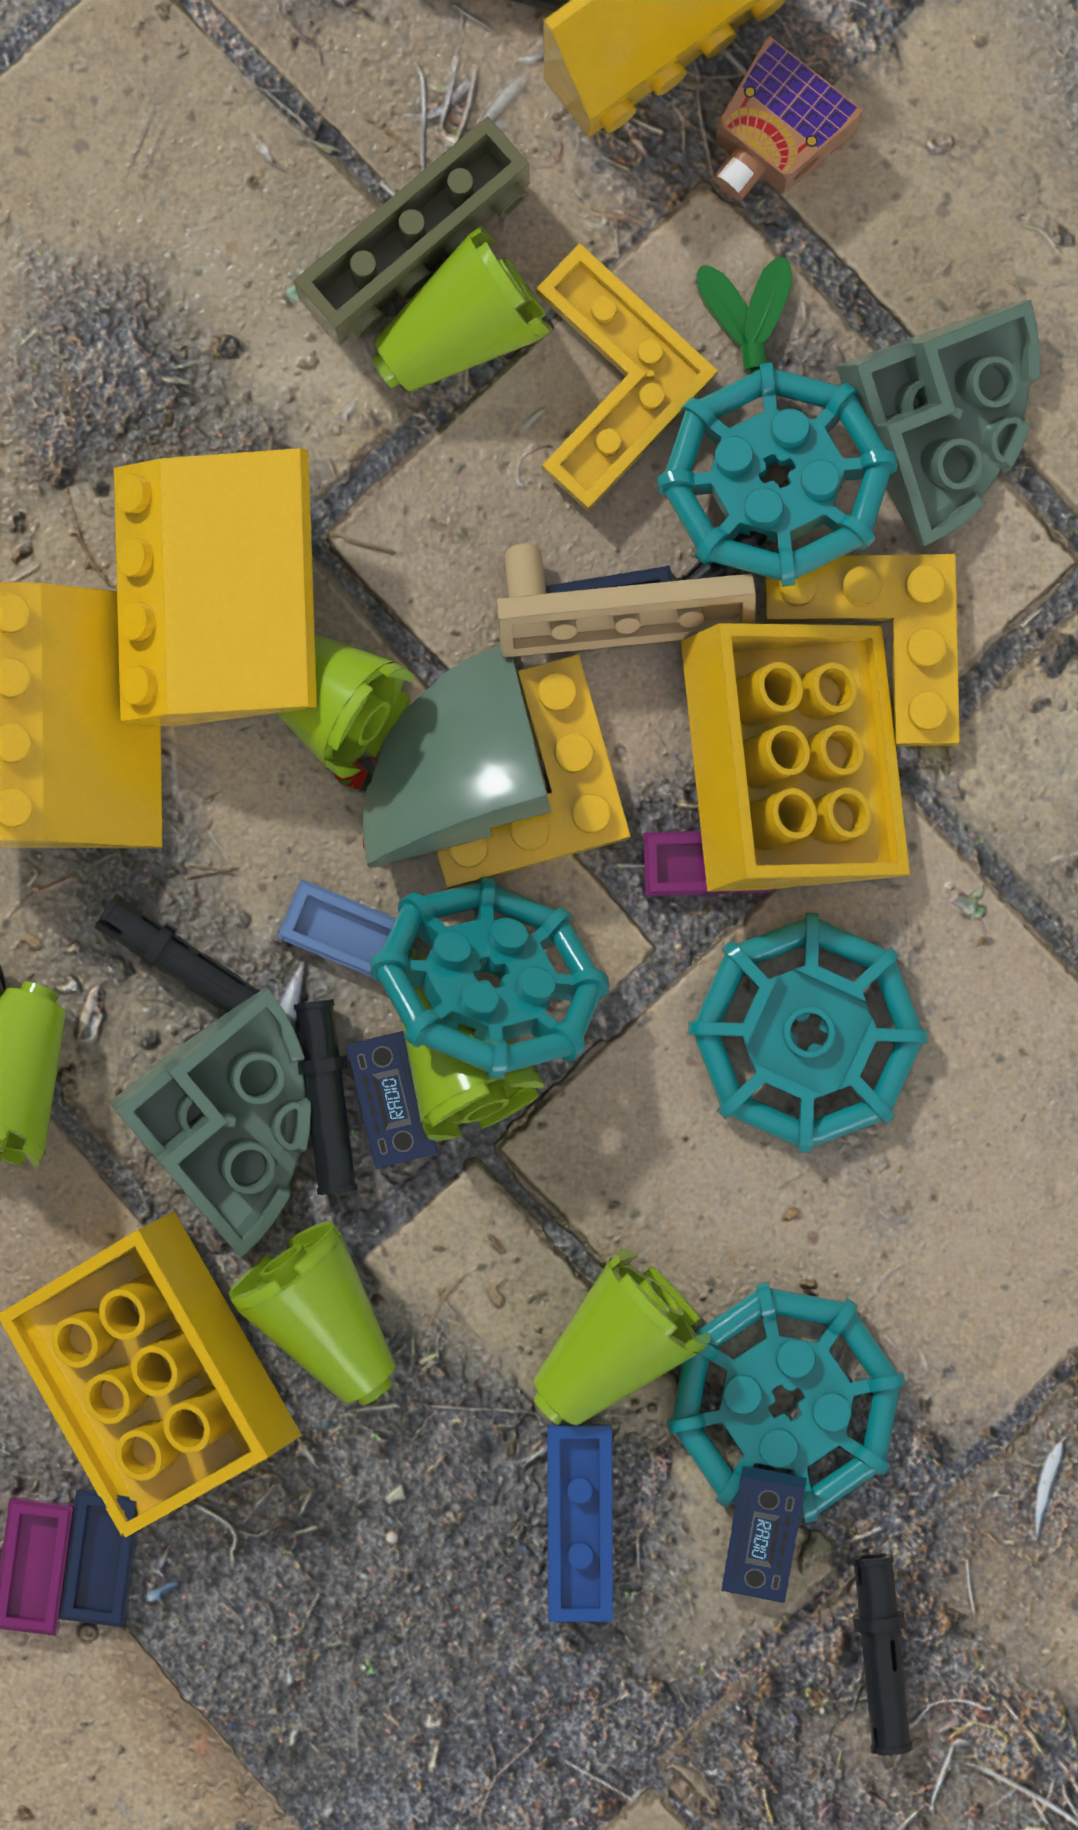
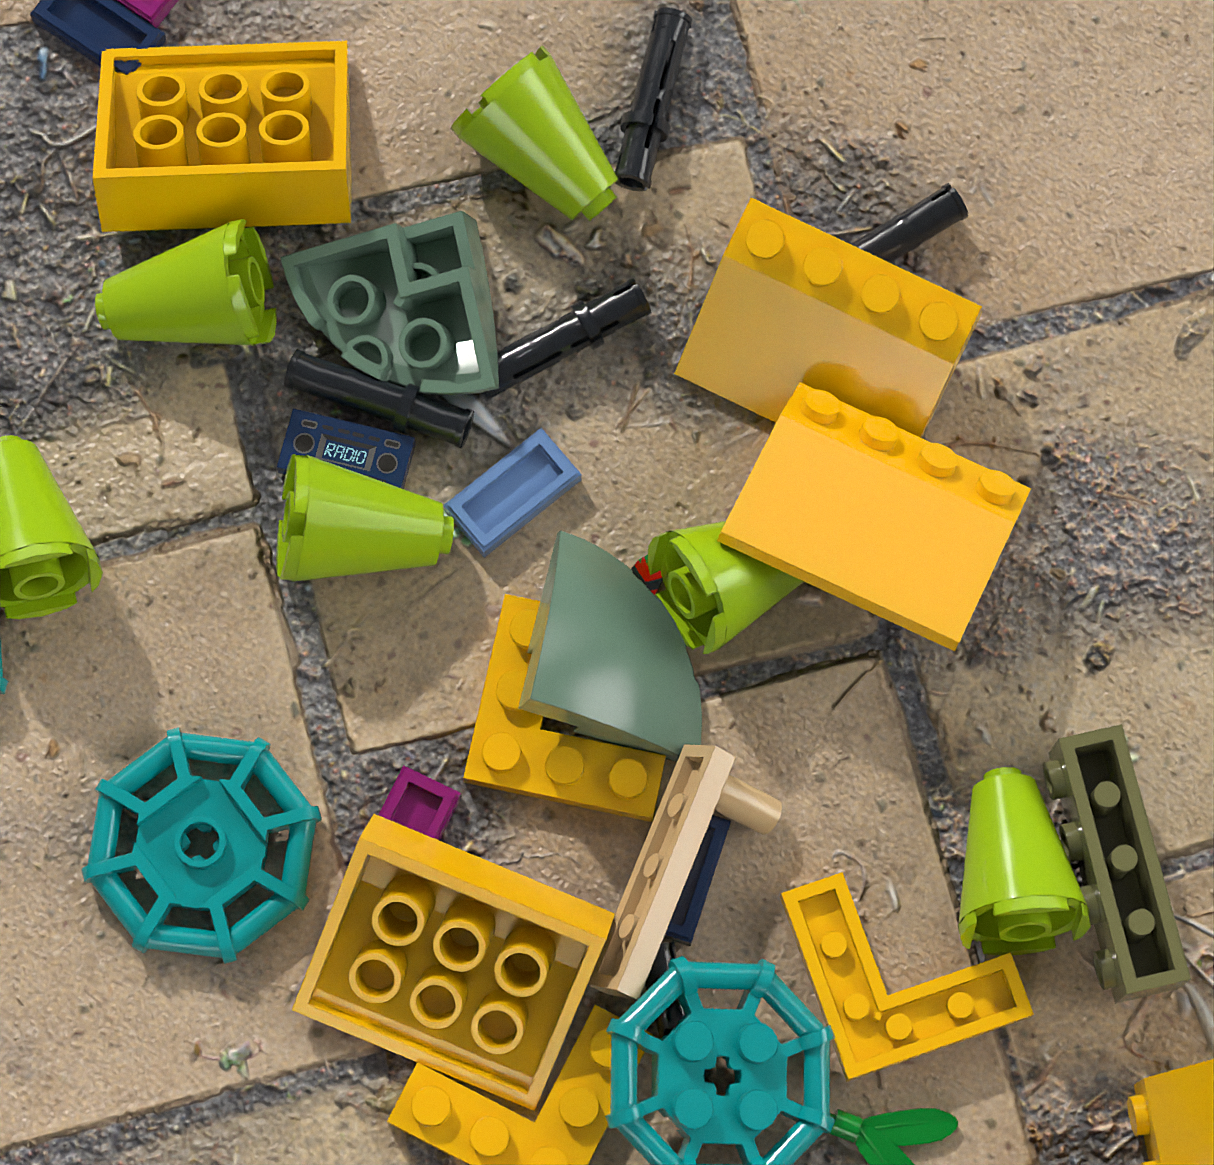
camera: 115 degrees right, 10 degrees down
(498, 949) = (424, 603): teal plate -> none

